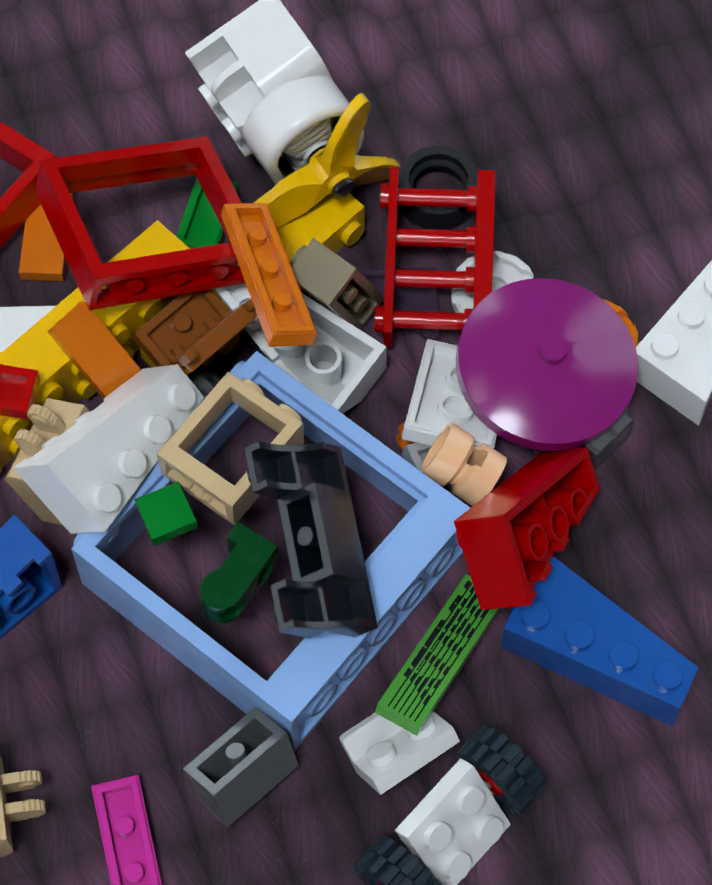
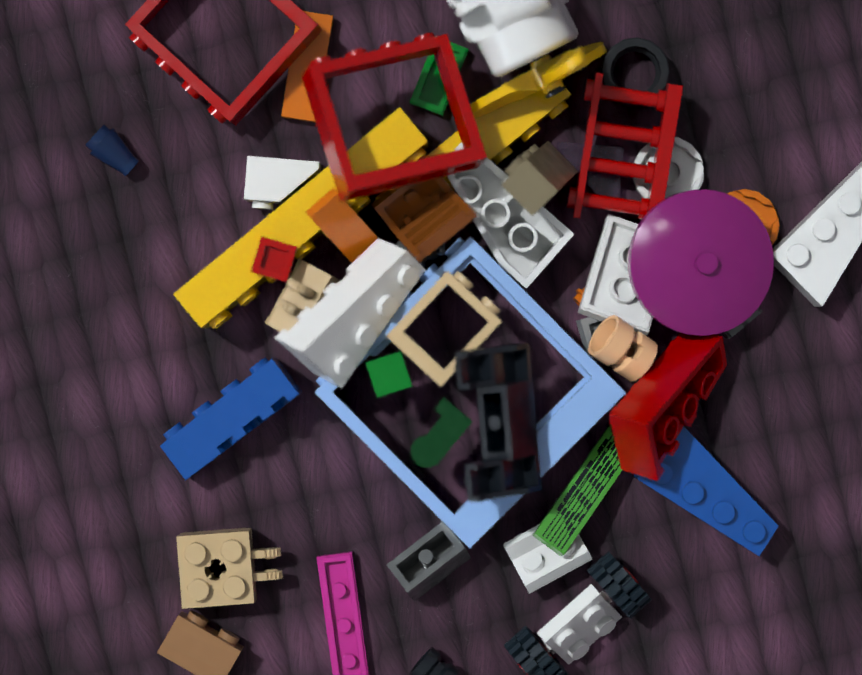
camera: 10 degrees right, 25 degrees up
(268, 275) = (486, 188): orange tile -> none

